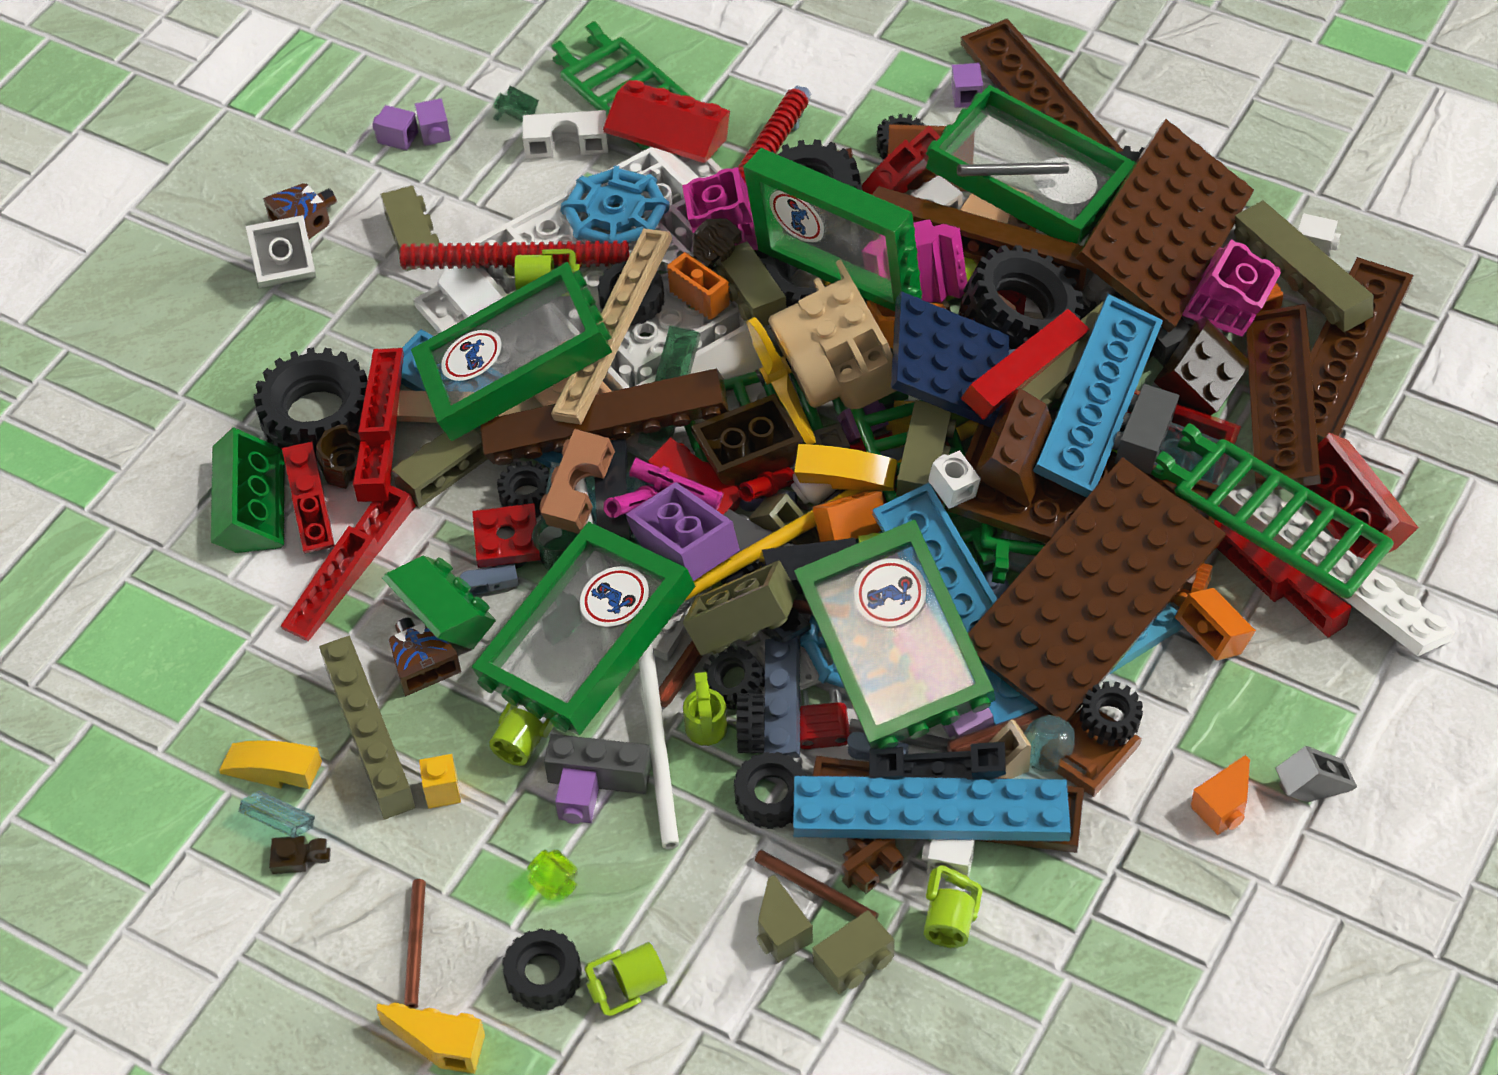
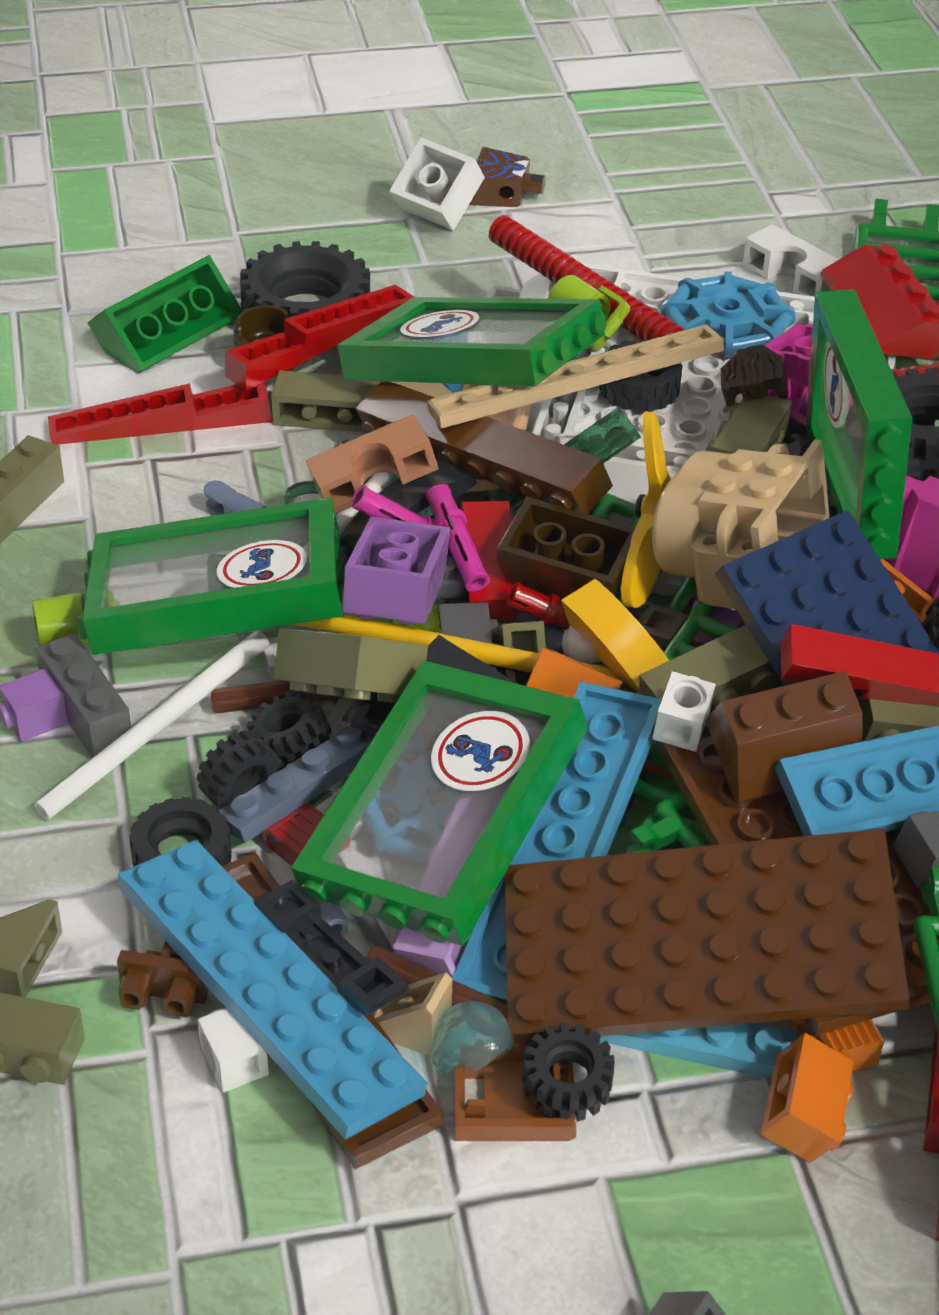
camera: 45 degrees right, 10 degrees down
(308, 497) = (195, 356): red slope -> none
(395, 127) = (663, 175): medium lavender brick -> none
(406, 218) = (575, 231): olive brick -> none
(421, 656) = (92, 507): torso -> none
(432, 122) = (698, 190): medium lavender brick -> none
(441, 600) = (158, 475): green slope -> none
(505, 535) = (273, 473): red piece -> none
(515, 104) = (787, 217): clear green bracket -> none
(698, 286) = (698, 404): orange brick -> none
(704, 713) = (215, 718): lime piece -> none
(812, 884) = (93, 962): copper bar -> none
(950, 909) = (148, 1093): lime piece -> none
(1223, 797) = (576, 1267): orange slope -> none

